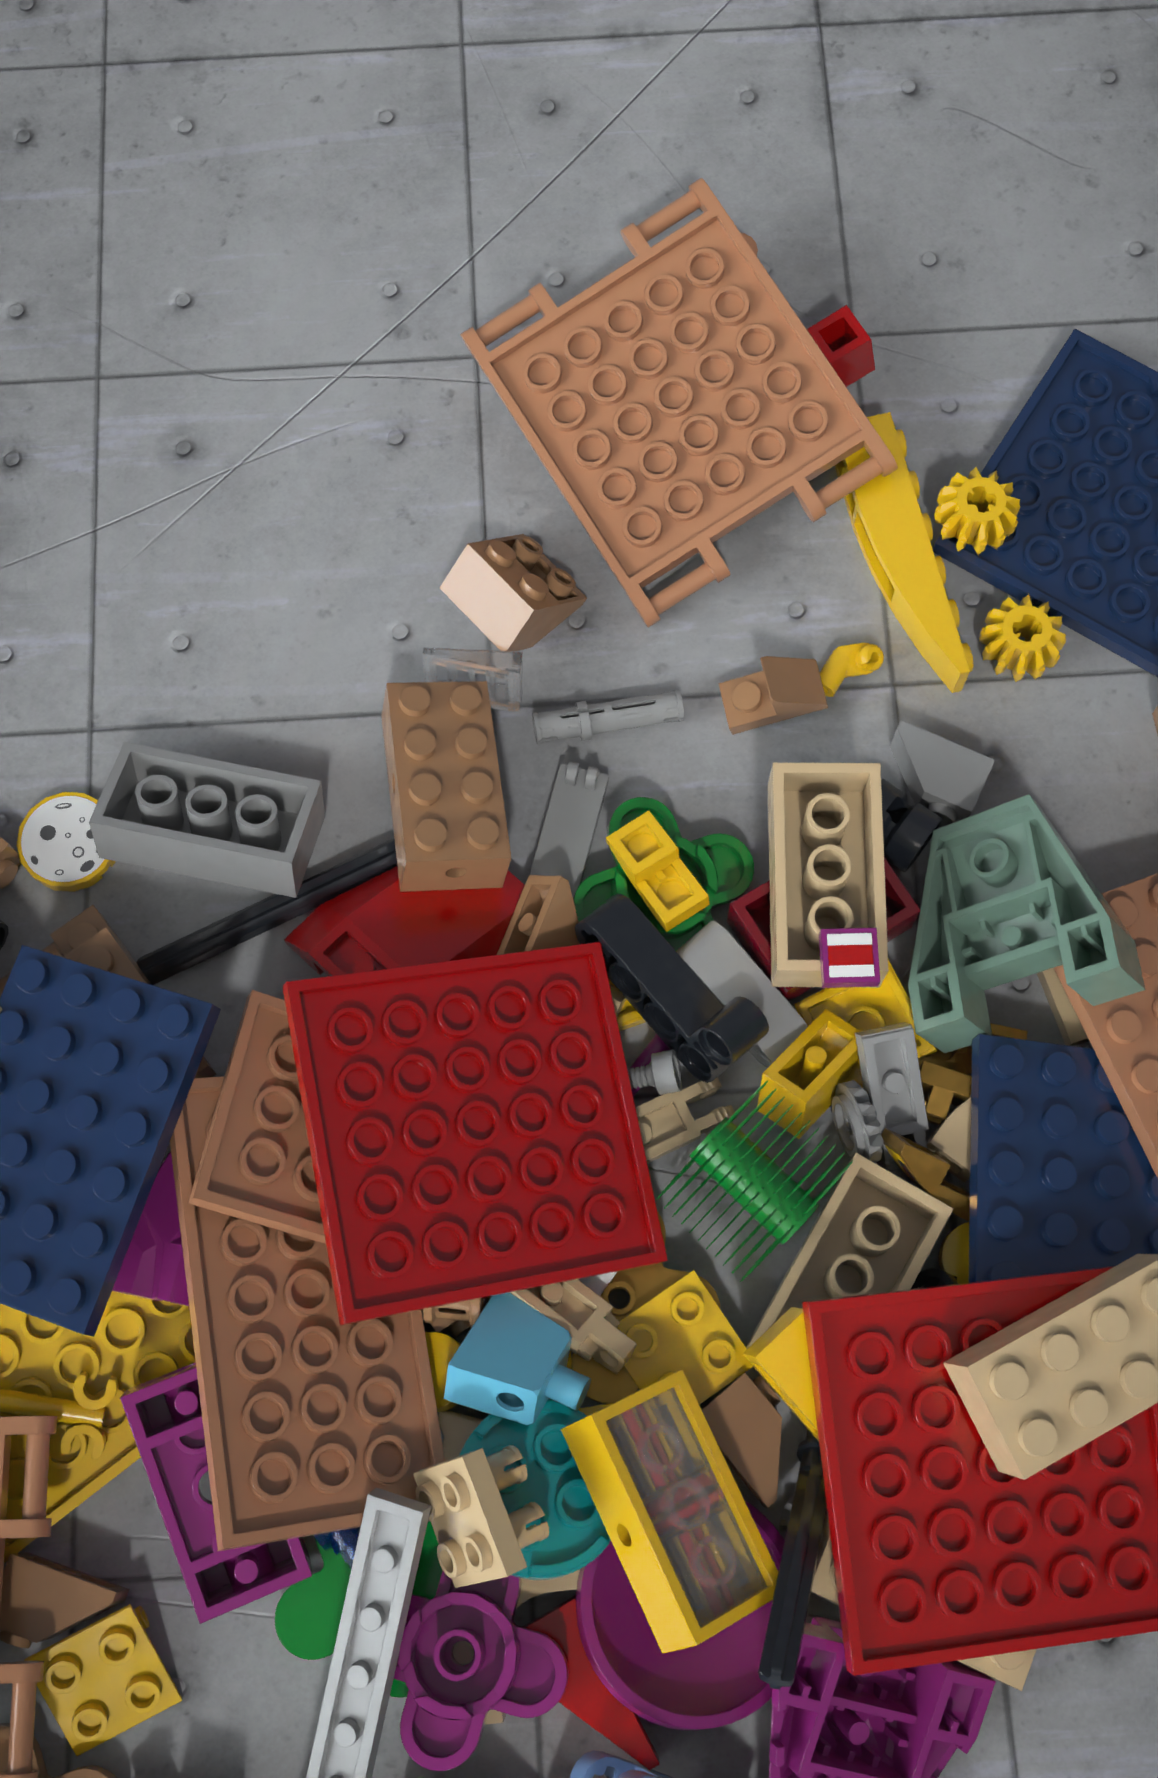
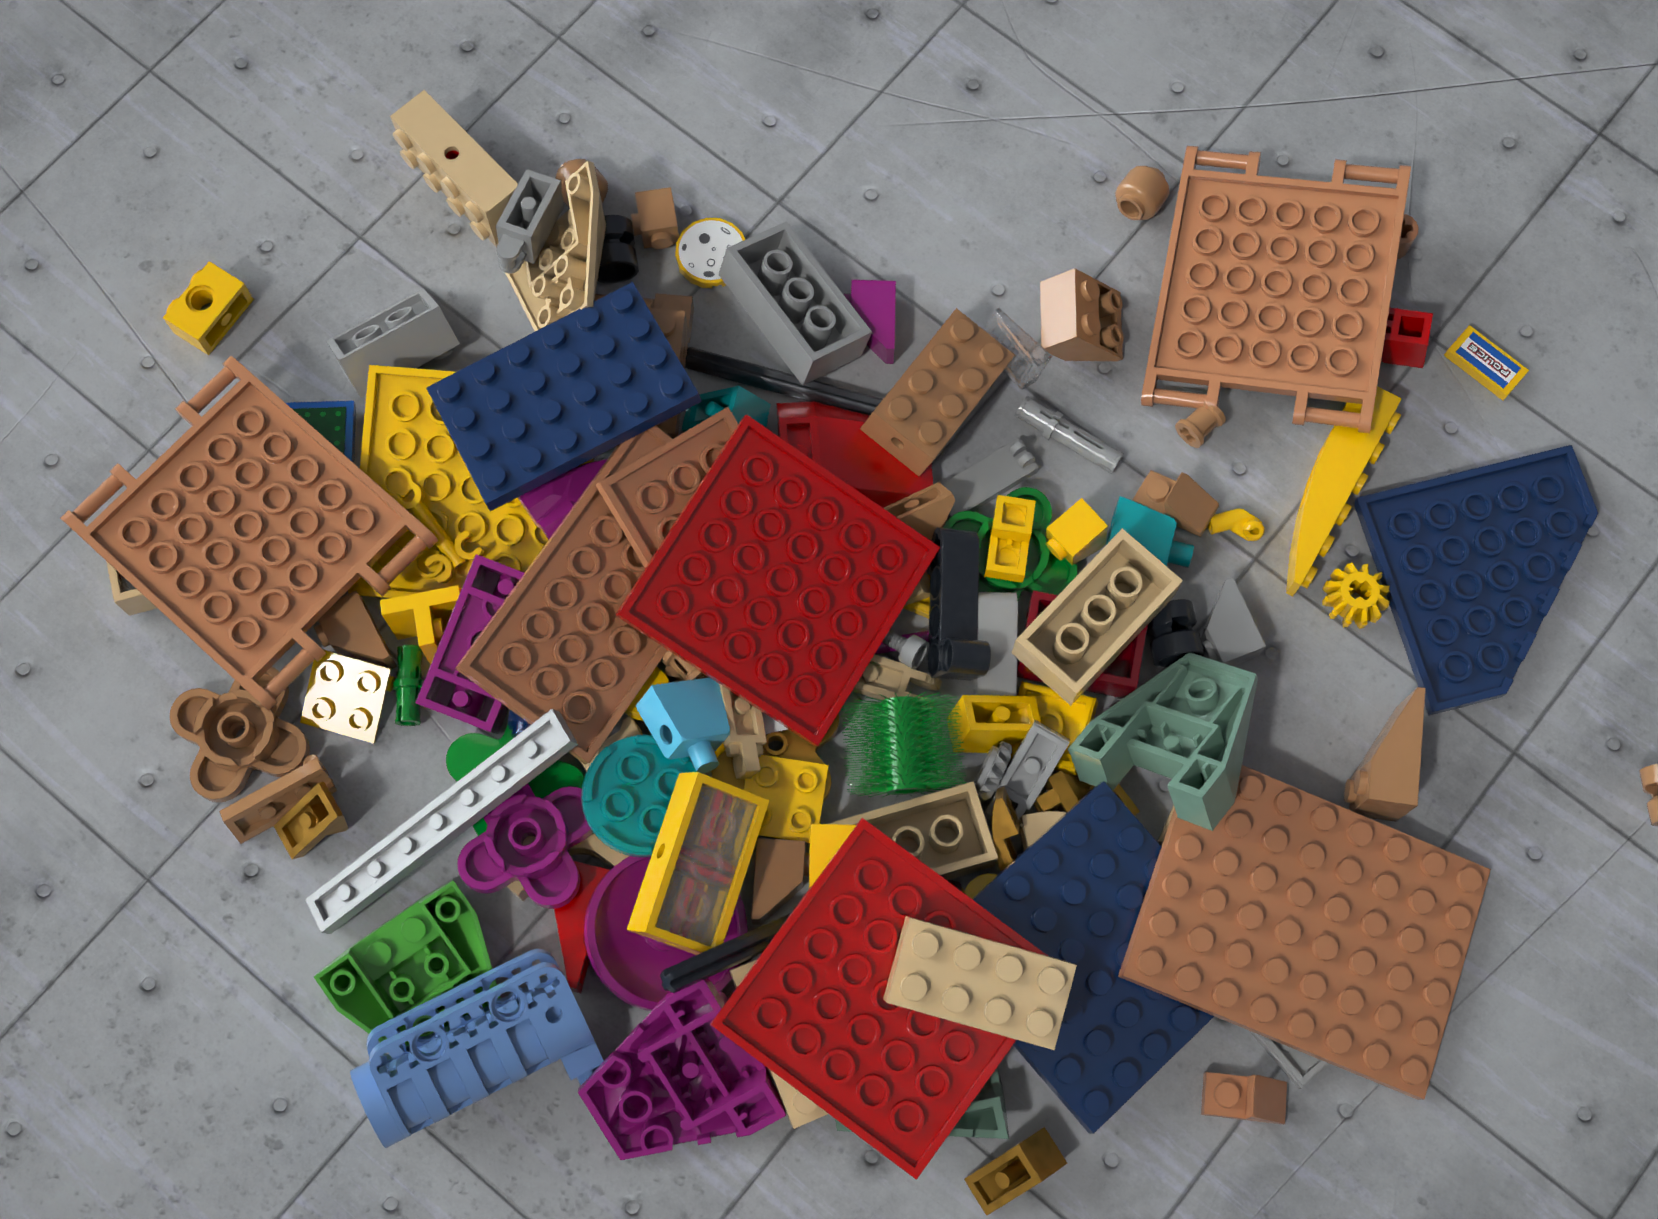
camera: 40 degrees right, 0 degrees up
(118, 1511) = (421, 616): none -> yellow bracket
(163, 1600) = (408, 685): none -> green pin
(258, 971) = (736, 398): none -> teal slope
(298, 750) = (876, 306): none -> magenta slope
(456, 418) = (1142, 193): none -> medium nougat head
(470, 1519) = (591, 766): tan plate -> none
(717, 808) = (1076, 533): none -> yellow slope
(723, 599) = (1199, 425): none -> medium nougat bush
(781, 739) = (1151, 530): none -> teal torso
(849, 957) = (1060, 666): tile -> none
(924, 317) = (1486, 362): none -> tile
(977, 511) = (1397, 483): yellow gear -> none

